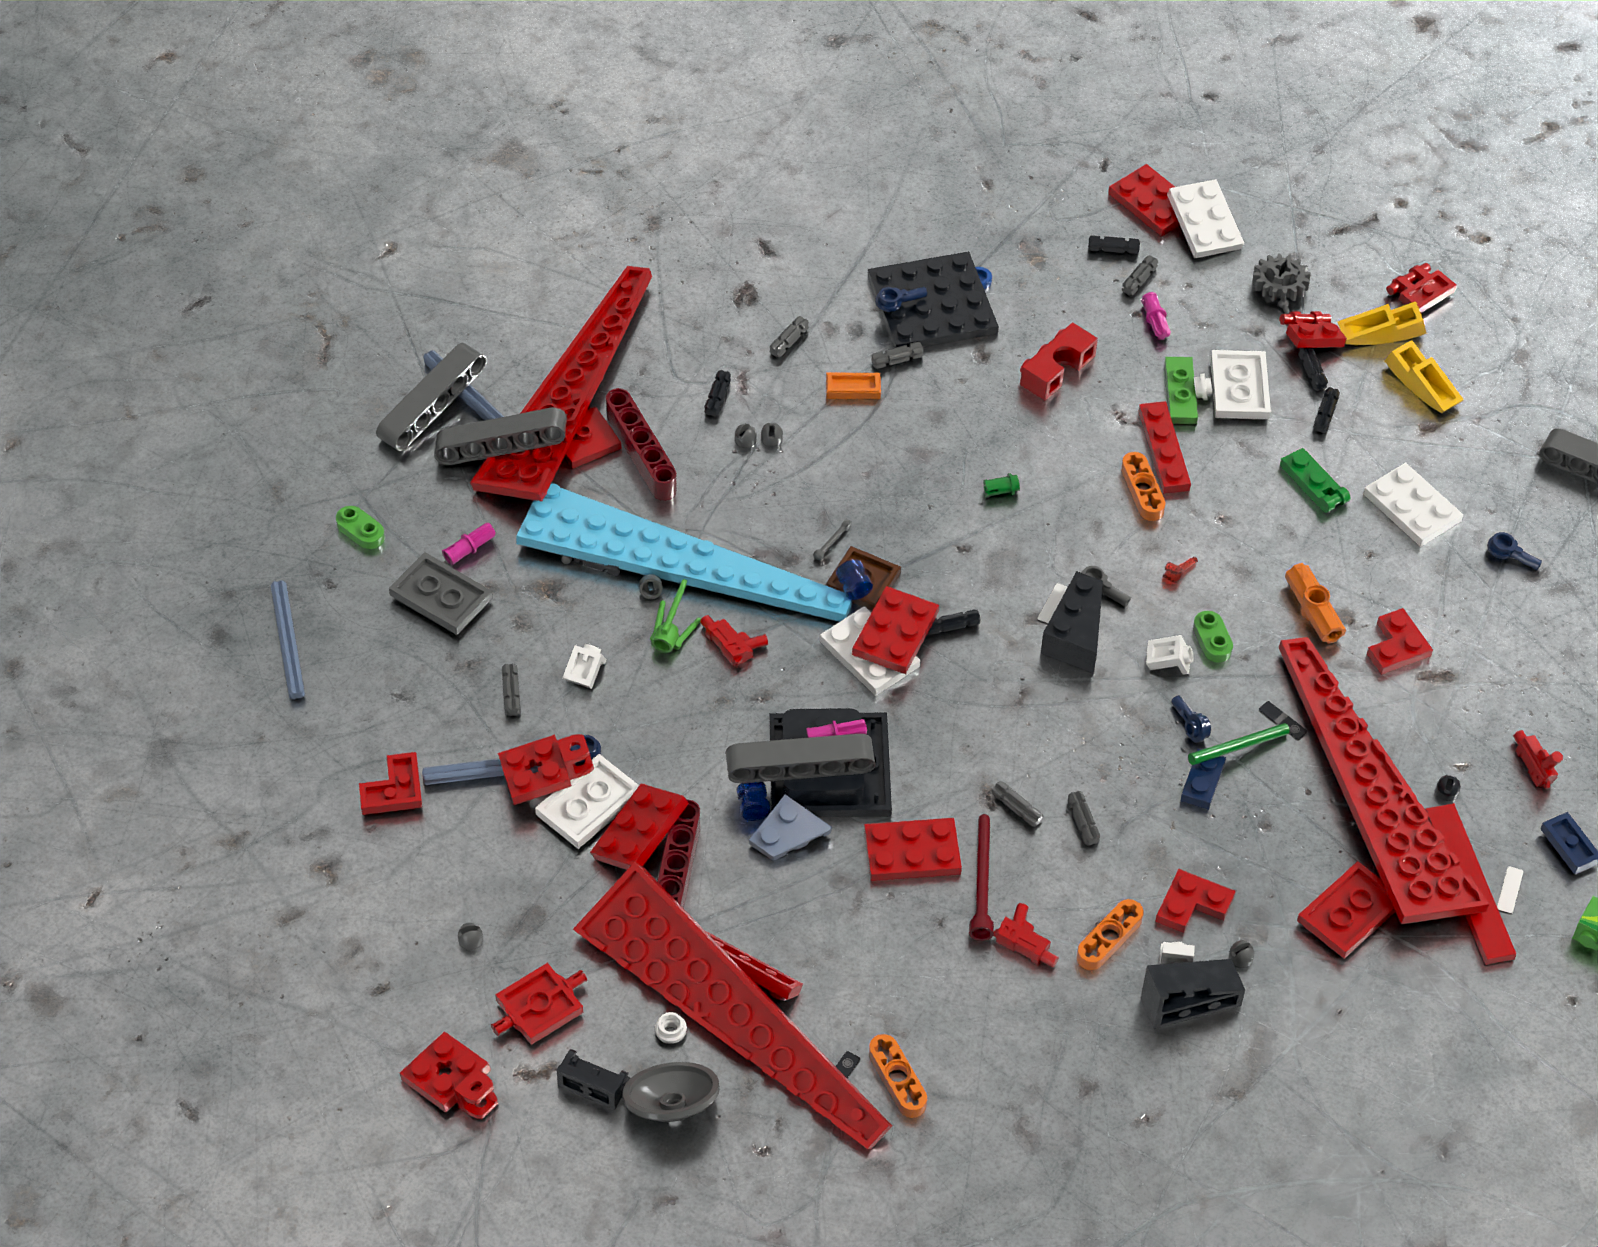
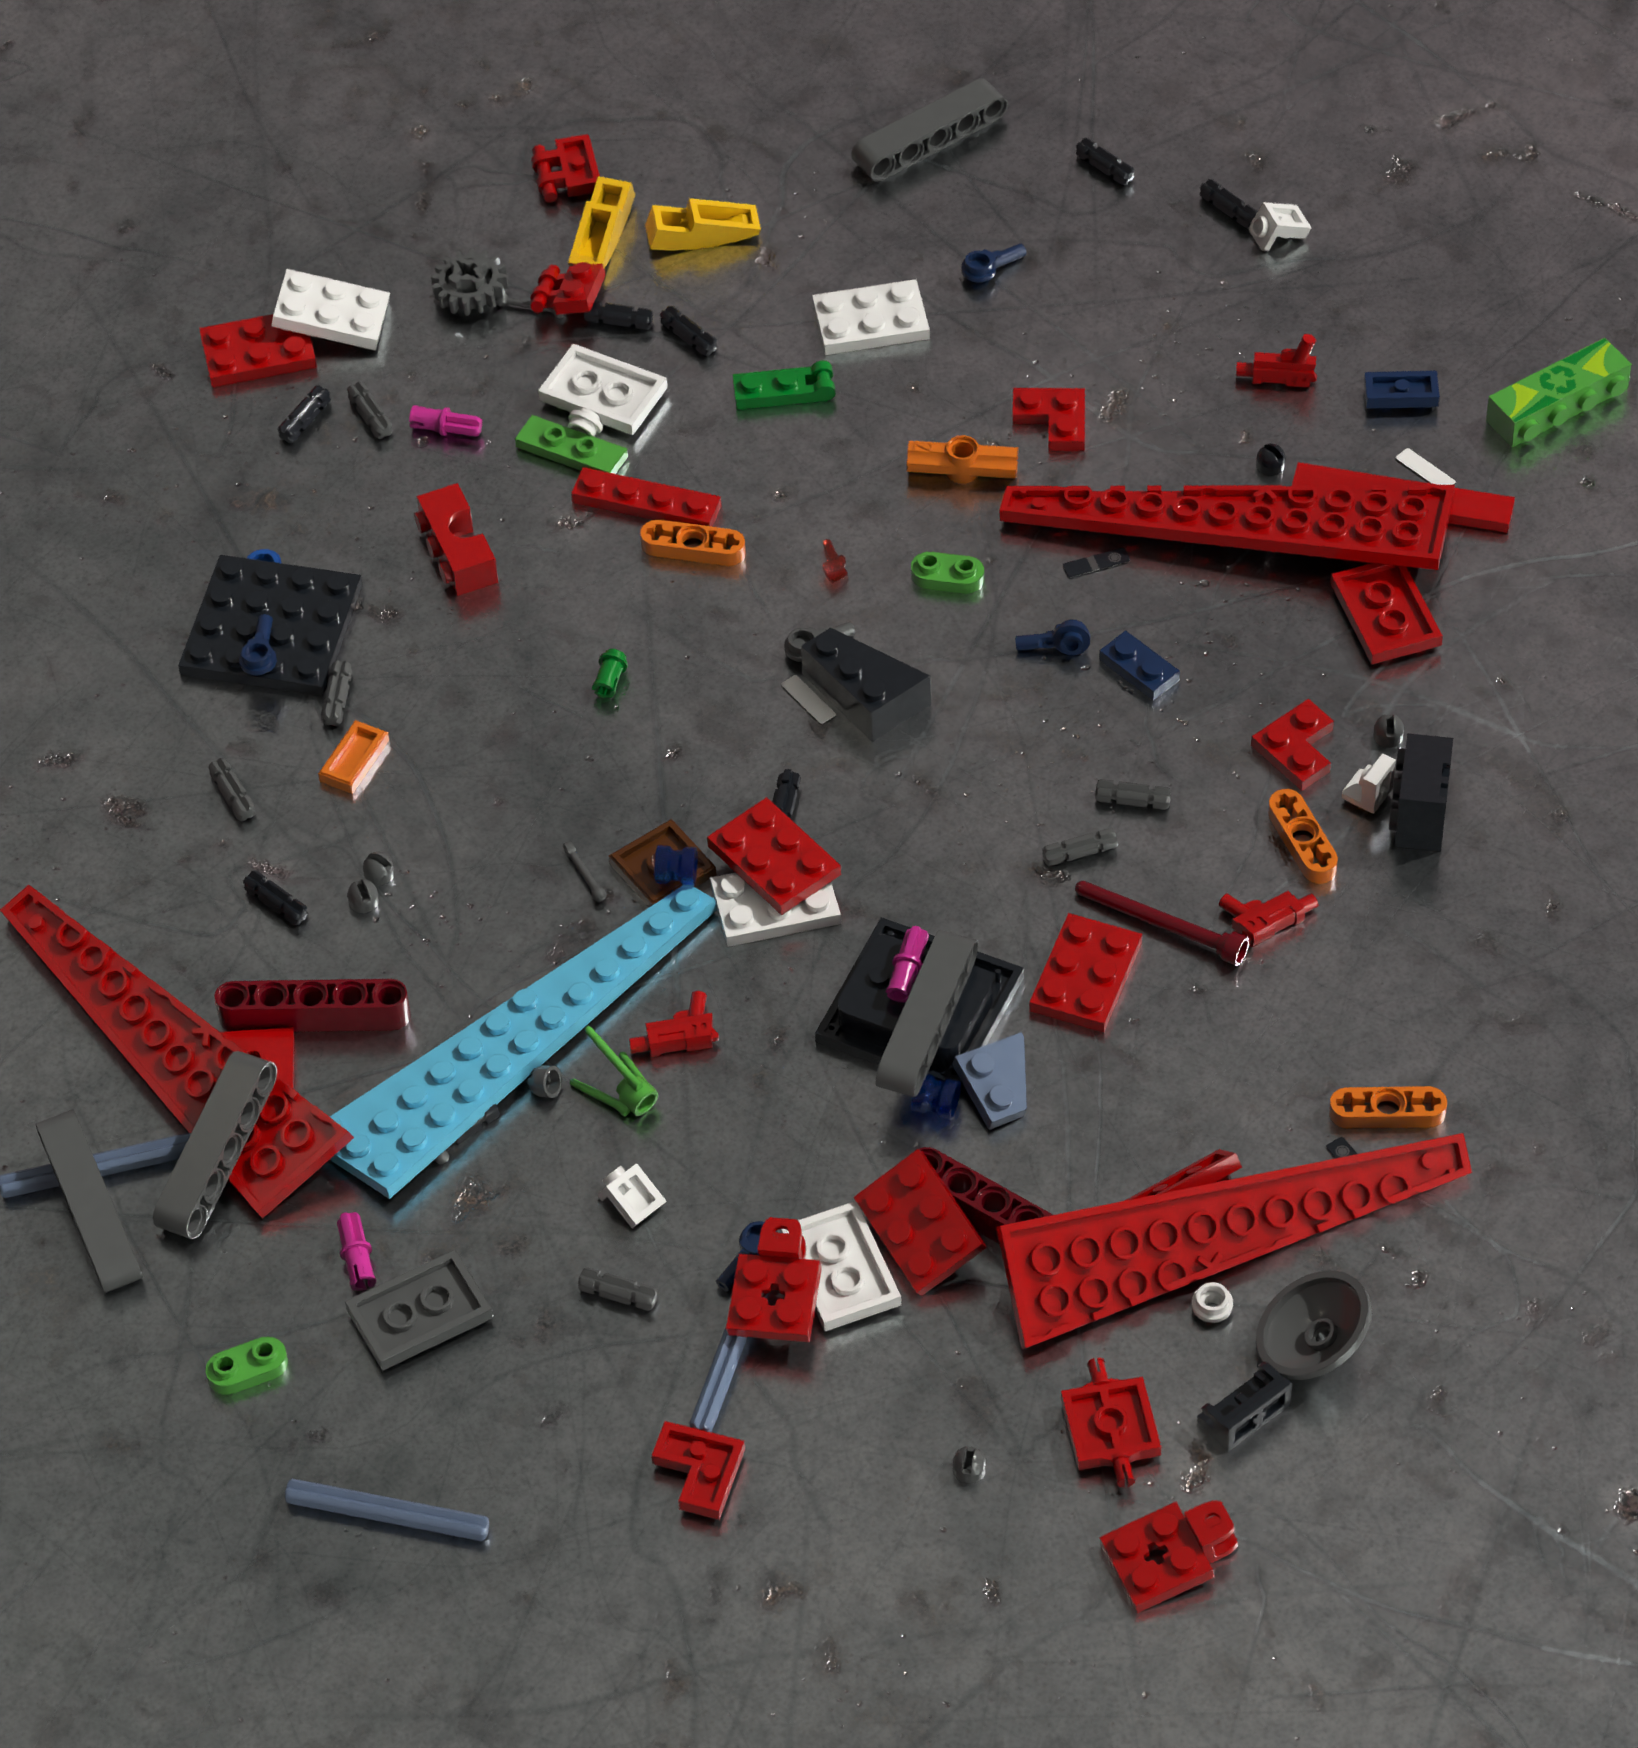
camera: 60 degrees left, 0 degrees up
(1169, 653) = (954, 619): white bracket -> none
(1238, 744) = (1118, 609): green bar -> none

